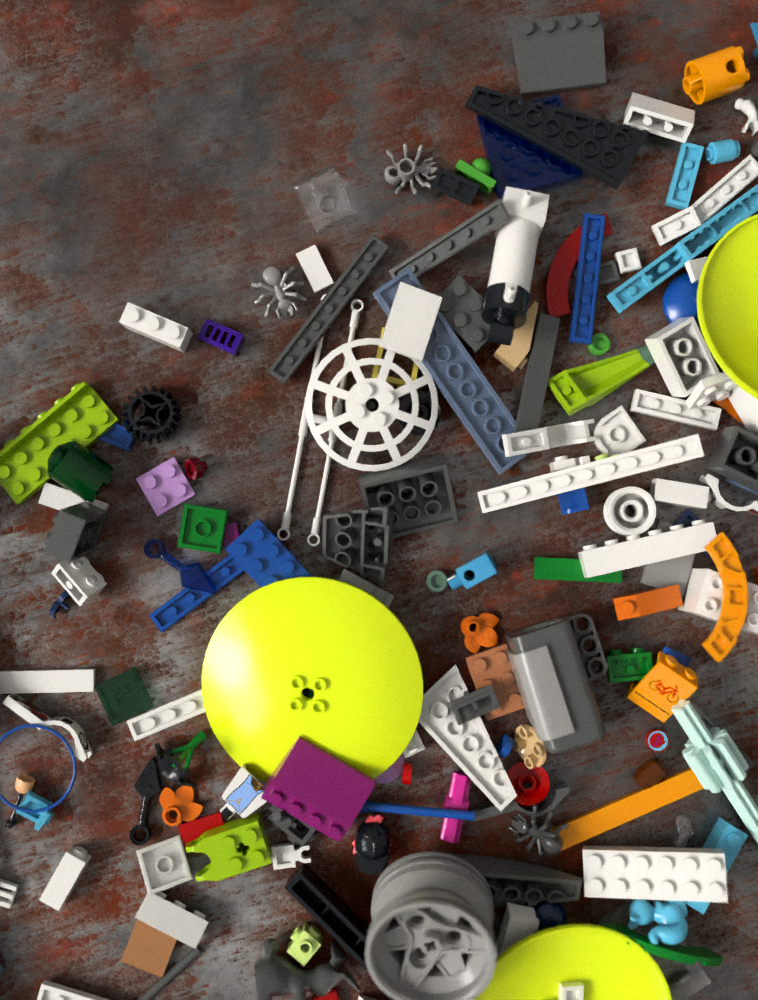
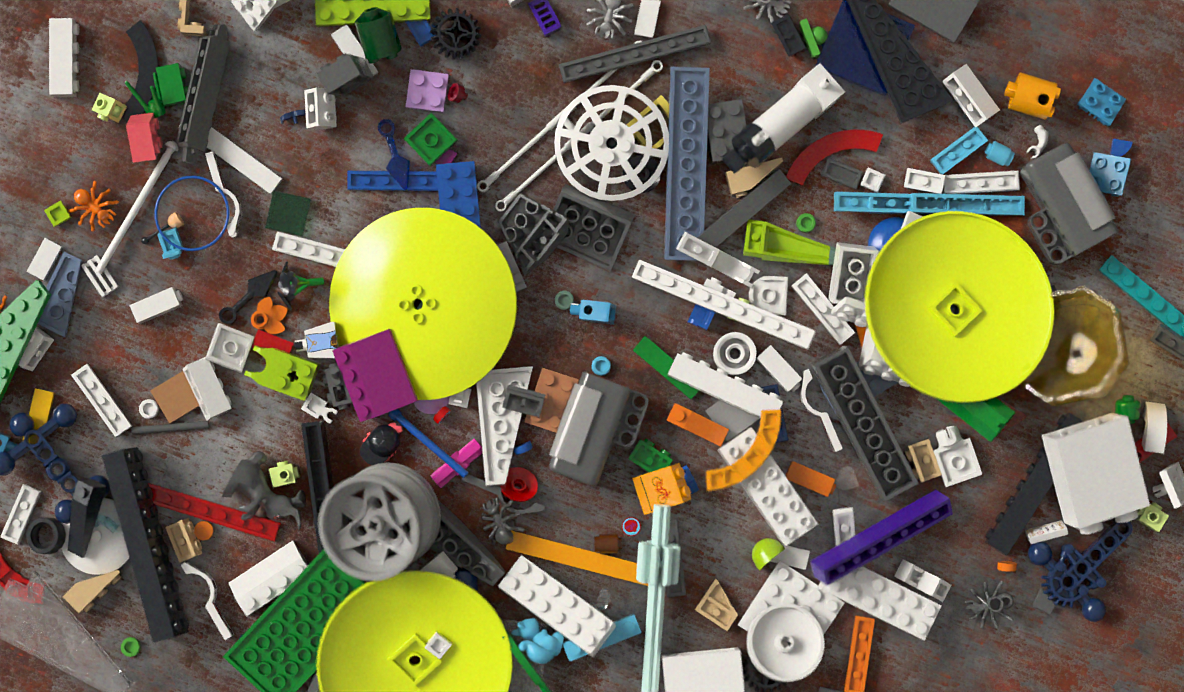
camera: 45 degrees right, 0 degrees up
(132, 978) = (149, 408): none -> white tile
(410, 321) = (681, 106): white tile -> none
(455, 240) = (754, 73): dark grey tile -> none
(482, 634) = (568, 360): orange plate -> none
(516, 614) = (601, 366): none -> medium azure tile
(529, 746) = (539, 460): tan dish -> none
(587, 279) = (832, 170): blue tile -> none

